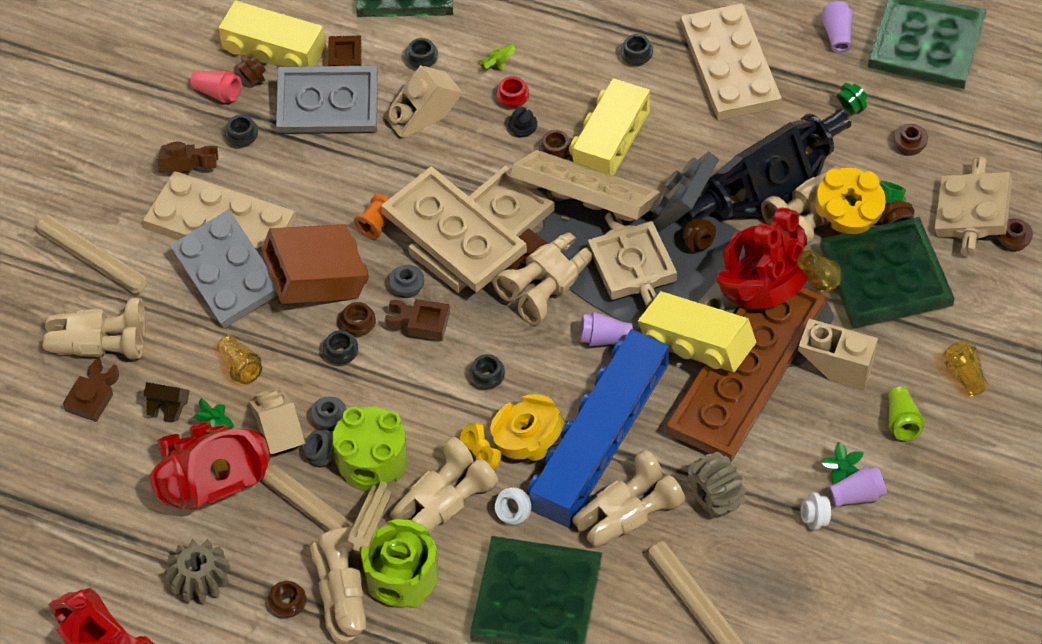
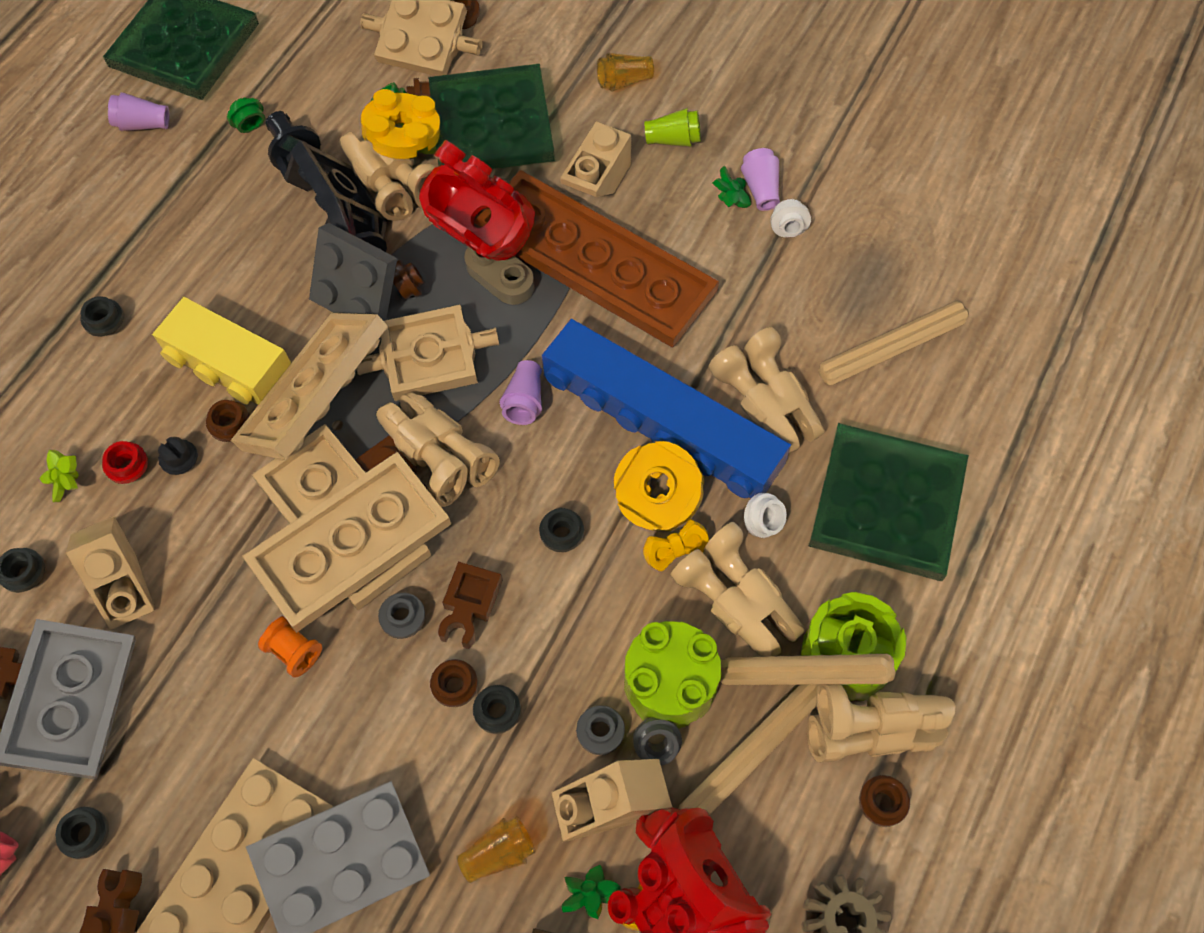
camera: 85 degrees left, 10 degrees up
(314, 263) = (364, 730): dark orange brick -> none
(698, 331) = (557, 287): light yellow brick -> none
(716, 484) = (761, 296): dark tan gear -> none
(730, 61) = (148, 226): tan plate -> none
(820, 271) = (504, 167): clear yellow cone -> none
(910, 139) = (315, 76): reddish brown plate -> none

